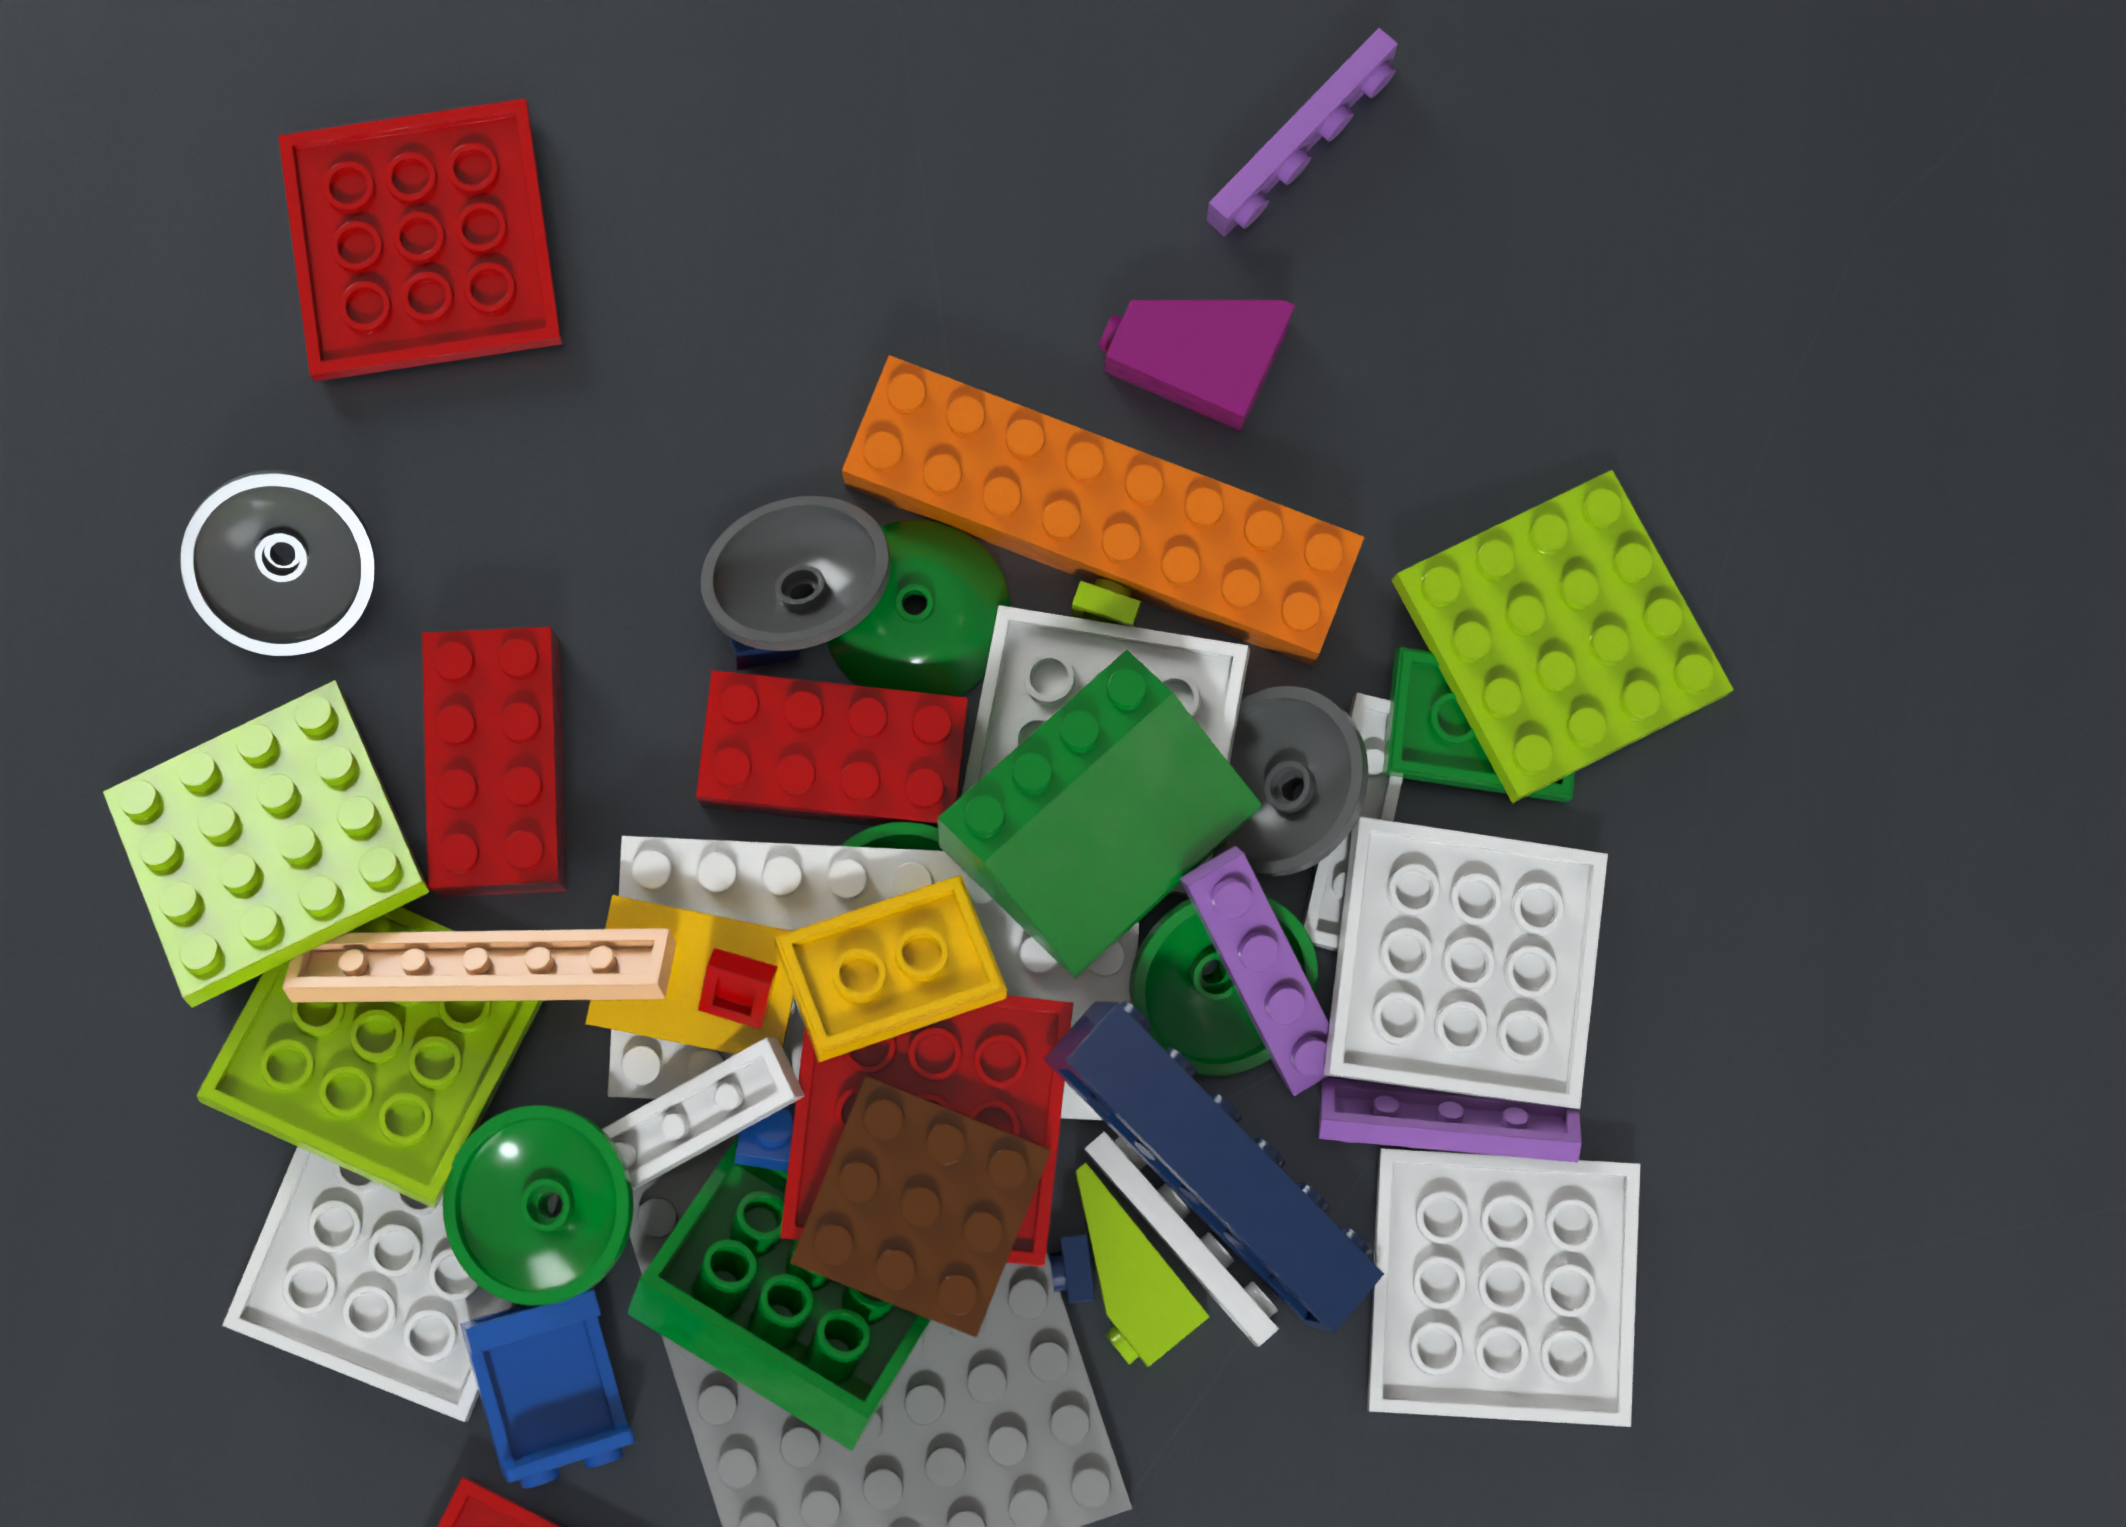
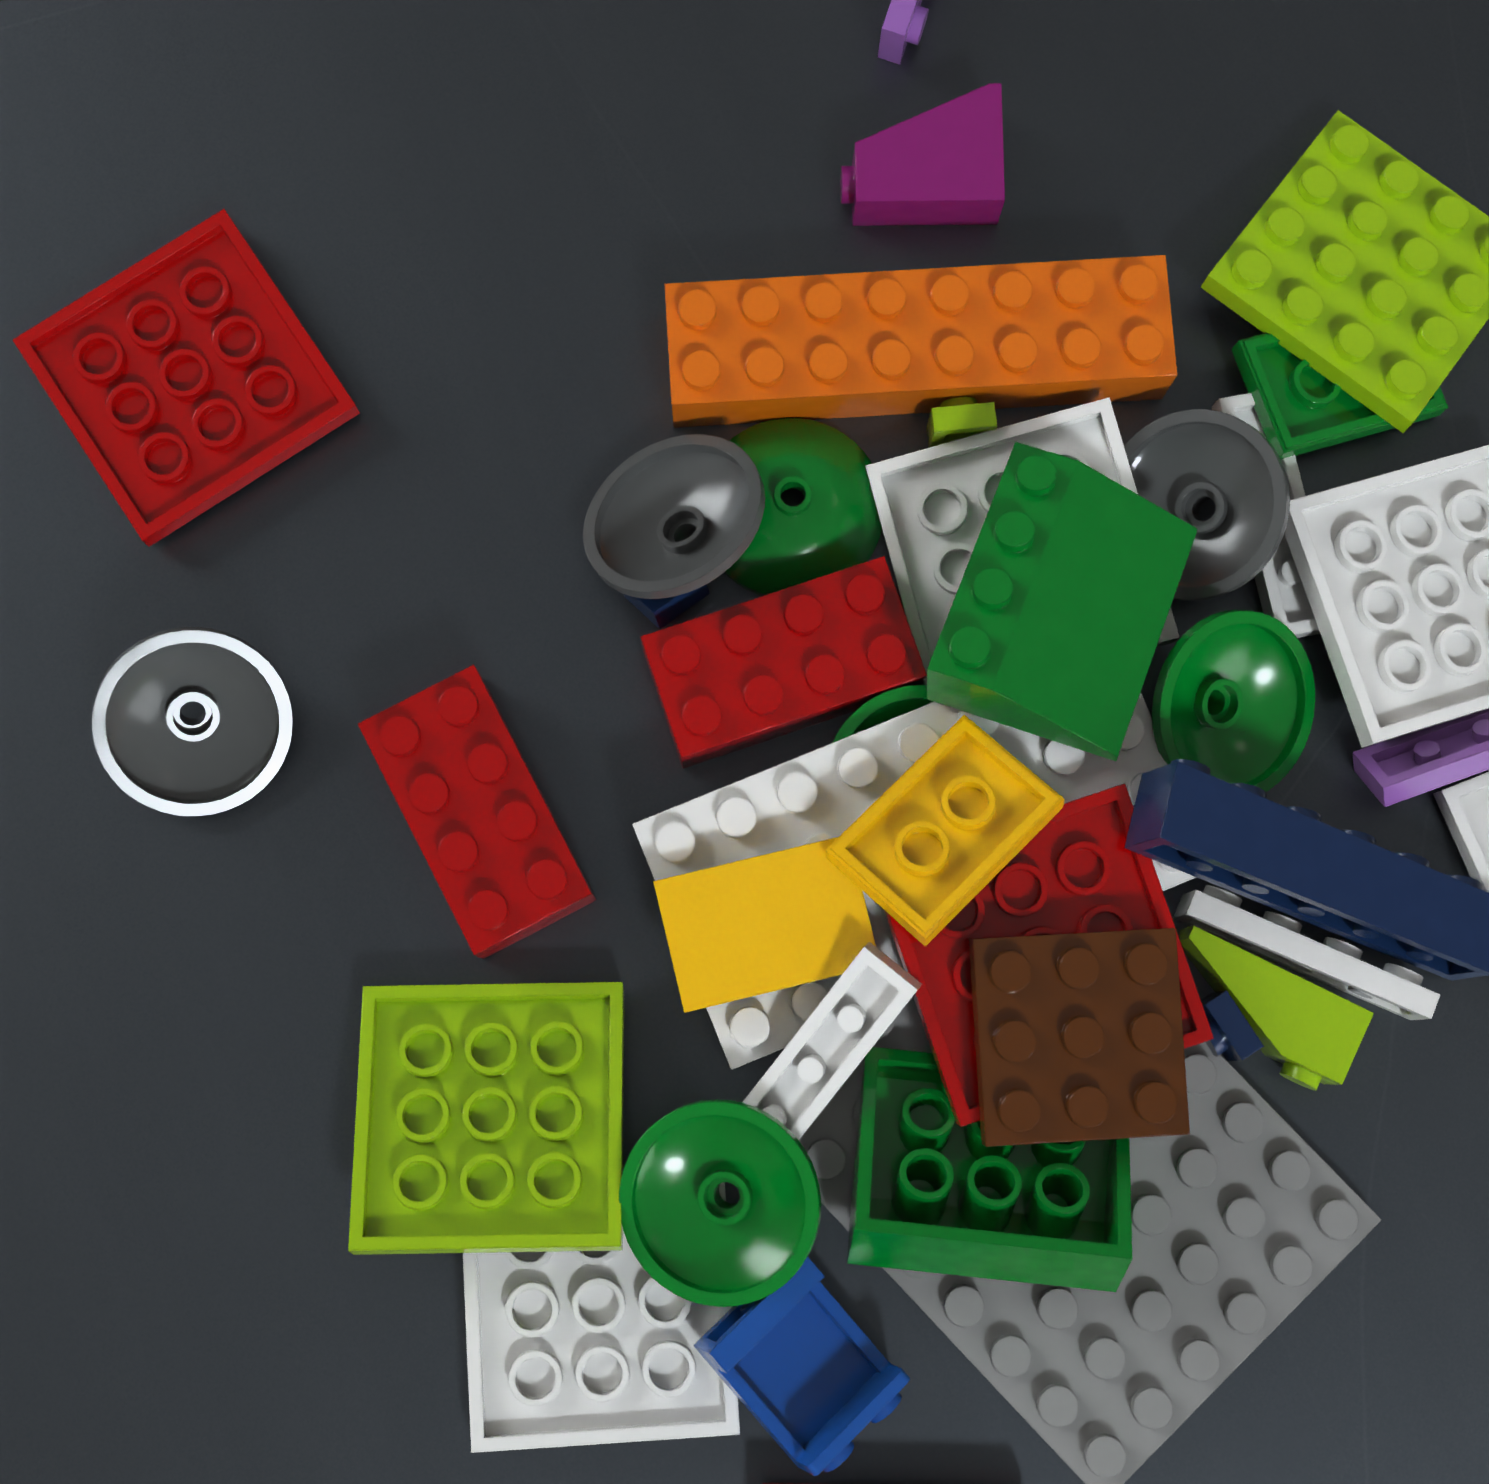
camera: 25 degrees left, 0 degrees up
(264, 843) = (301, 987): plate -> none
(485, 966) = (562, 1004): light nougat plate -> none
(737, 988) = (815, 913): red plate -> none
(767, 1141) = (902, 1043): blue plate -> none
(1261, 966) = (1266, 675): medium lavender plate -> none

